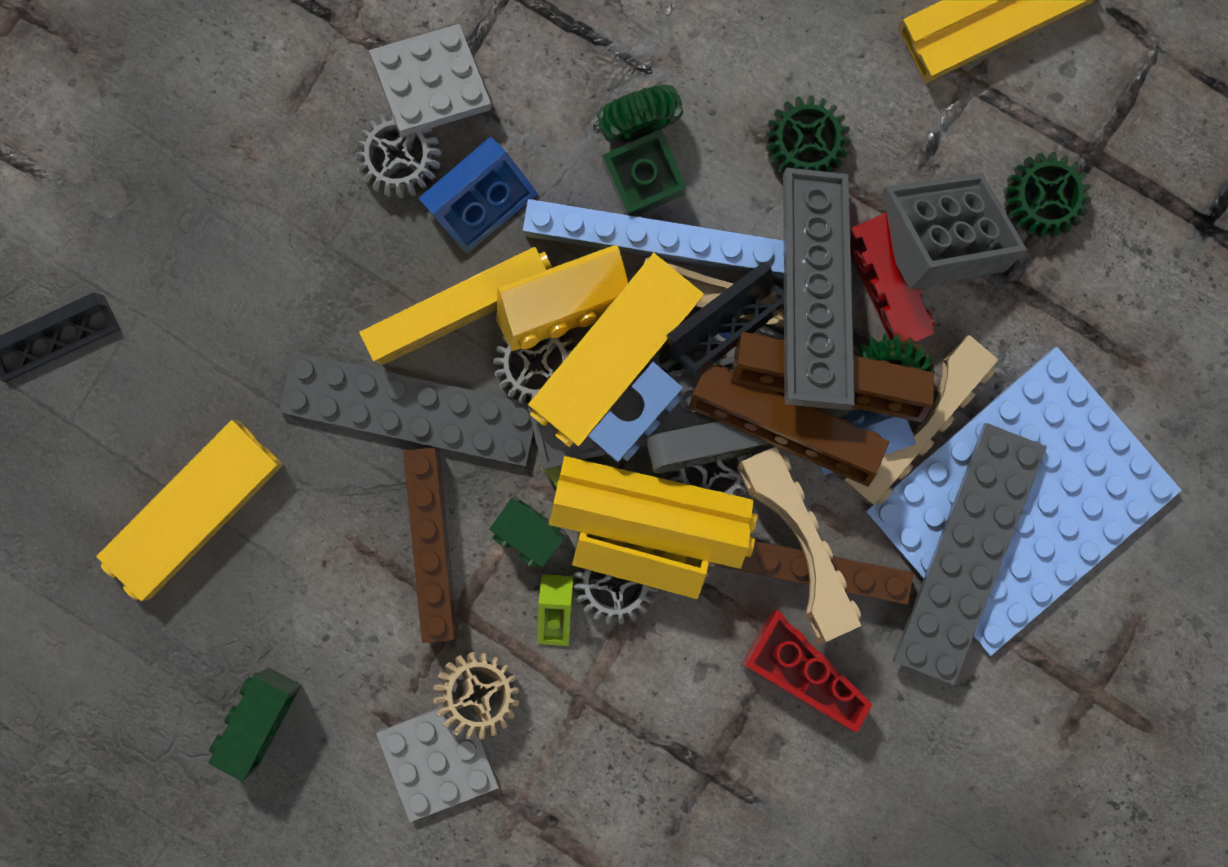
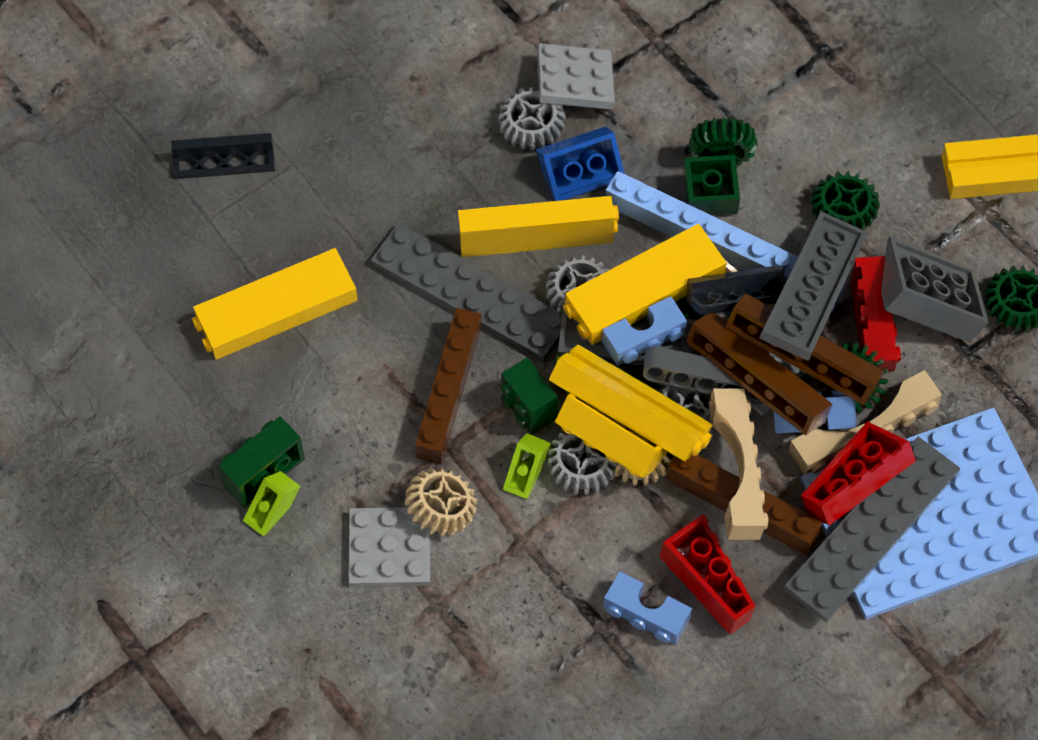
camera: 20 degrees right, 25 degrees down
(285, 758) = (271, 502): none -> lime slope
(559, 298) = (612, 236): yellow slope -> none
(776, 743) = (664, 622): none -> medium blue arch
(936, 501) = (857, 472): none -> red wedge

